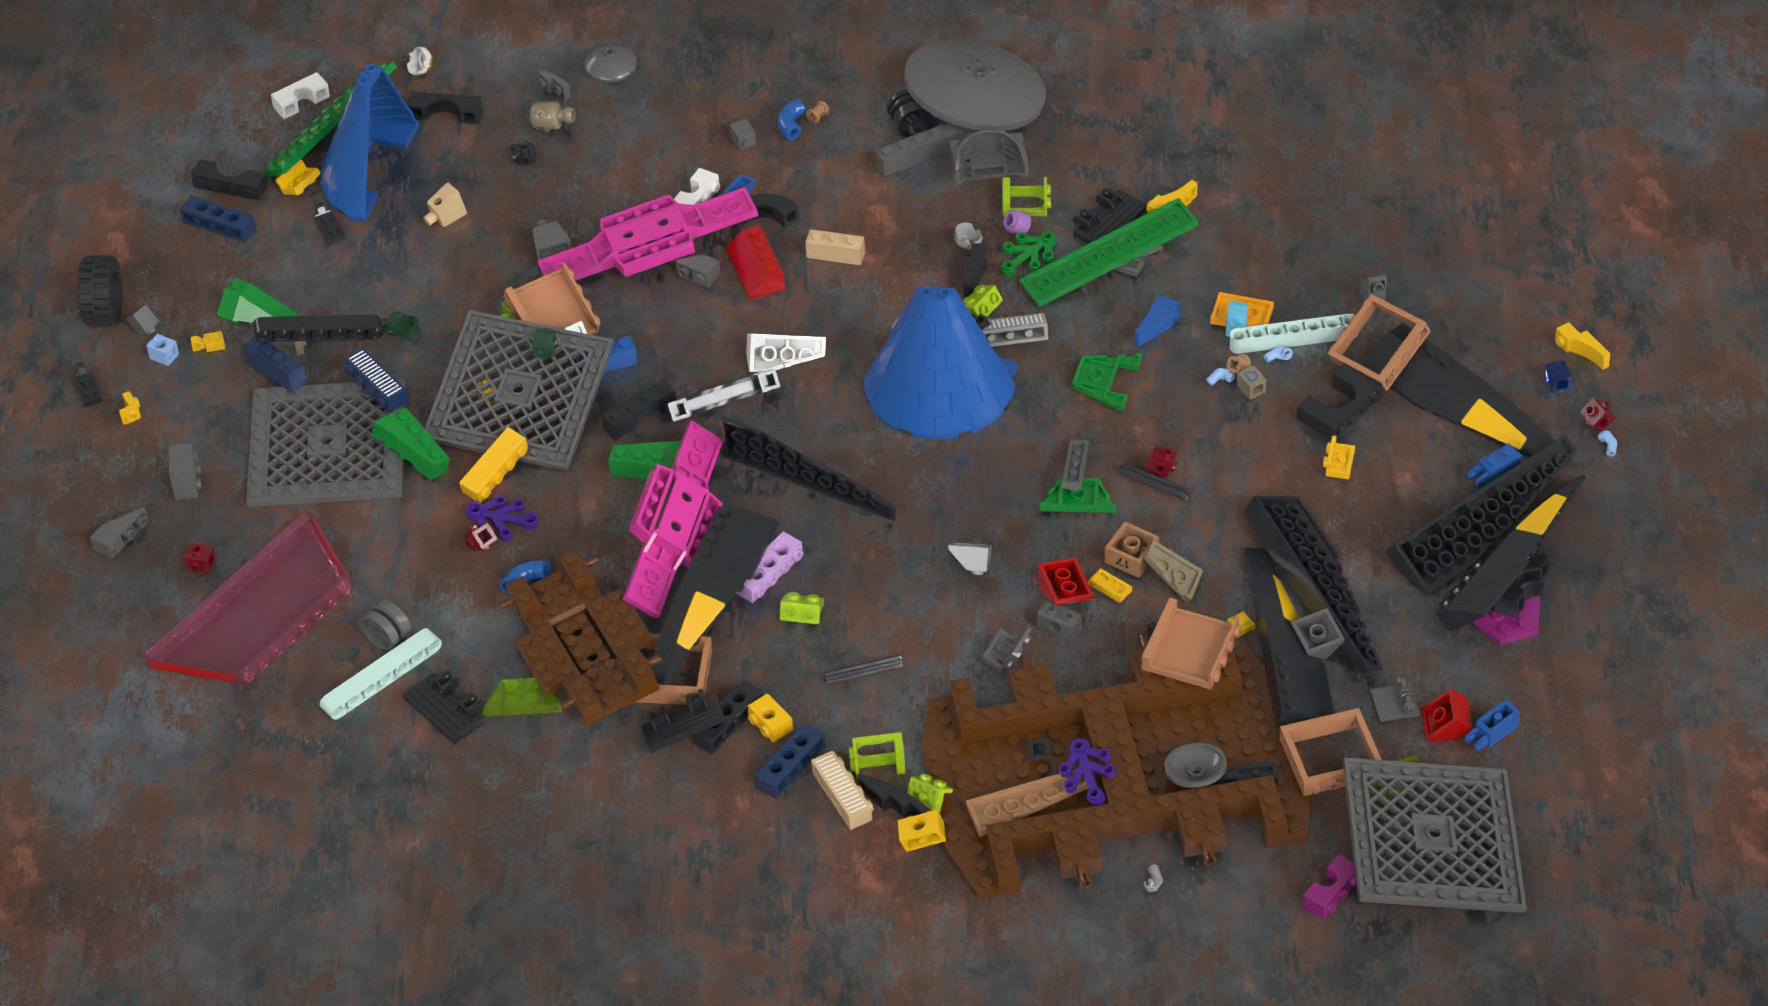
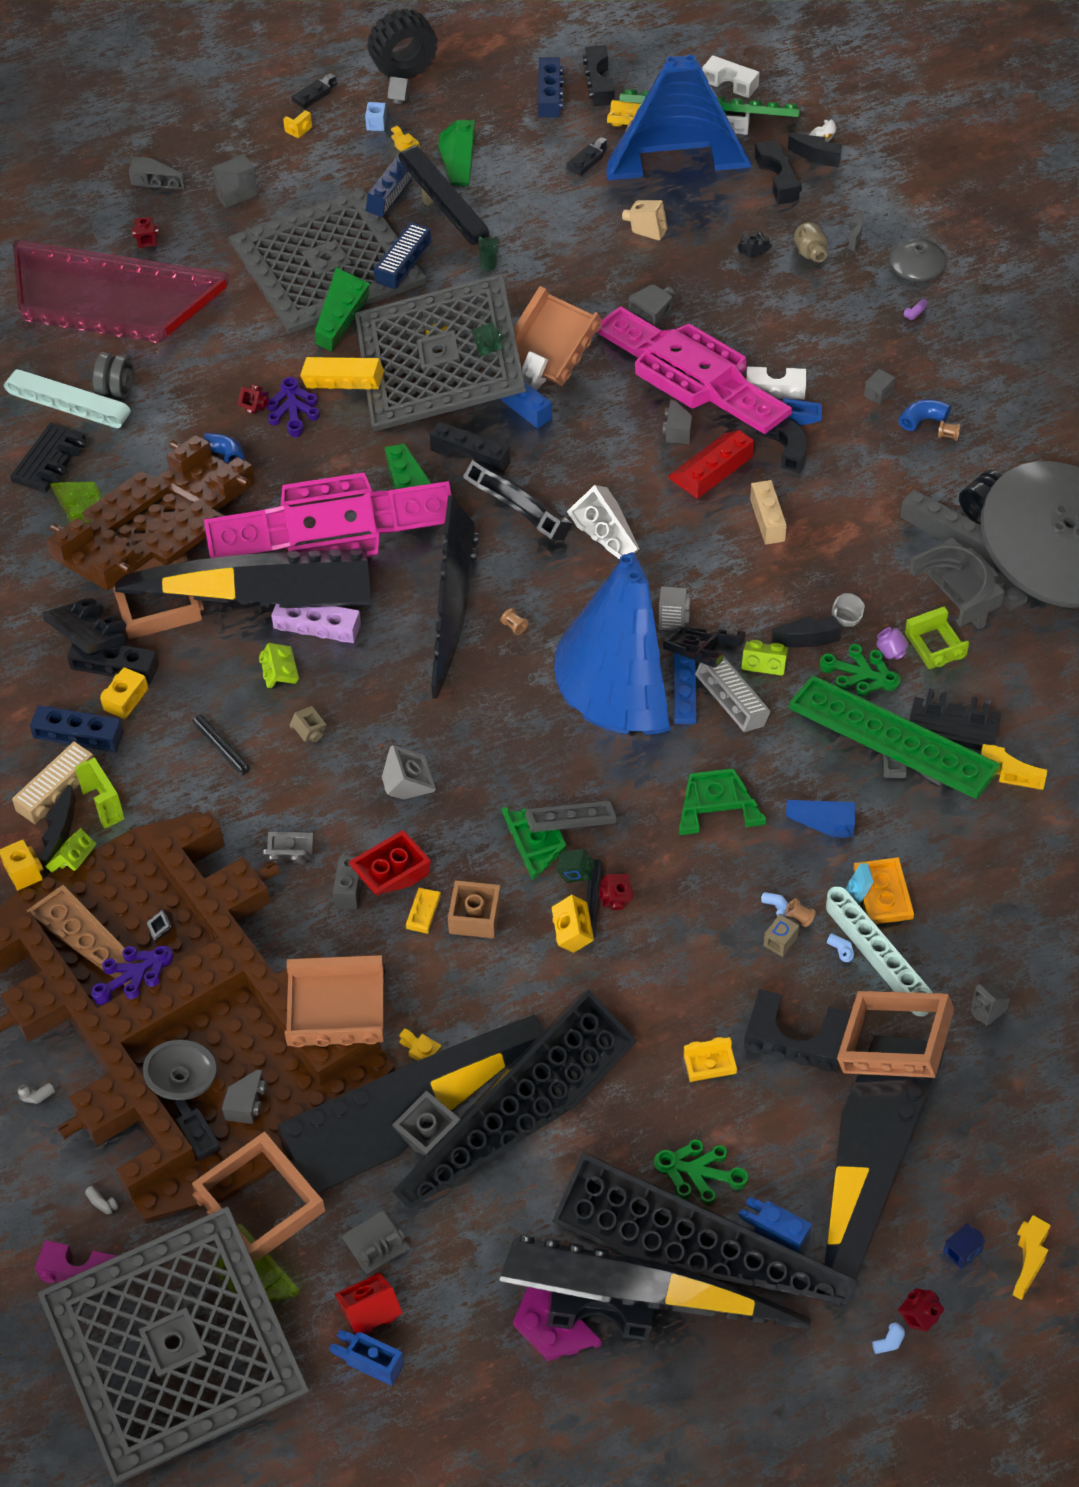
camera: 65 degrees right, 5 degrees up
(436, 74) = (815, 149): none -> black slope
(672, 85) = (916, 310): none -> medium lavender arm
(850, 440) = (514, 621): none -> medium nougat bush
(881, 603) = (308, 724): none -> dark tan brick
(1123, 477) = (575, 866): none -> clear green brick
(1175, 570) = (462, 957): dark tan wing -> none
(1189, 496) = (572, 923): none -> yellow brick
(1239, 737) = (243, 1098): none -> dark grey slope
(1281, 858) = (98, 1201): none -> light grey arm
(1412, 513) = (696, 1170): none -> green plant

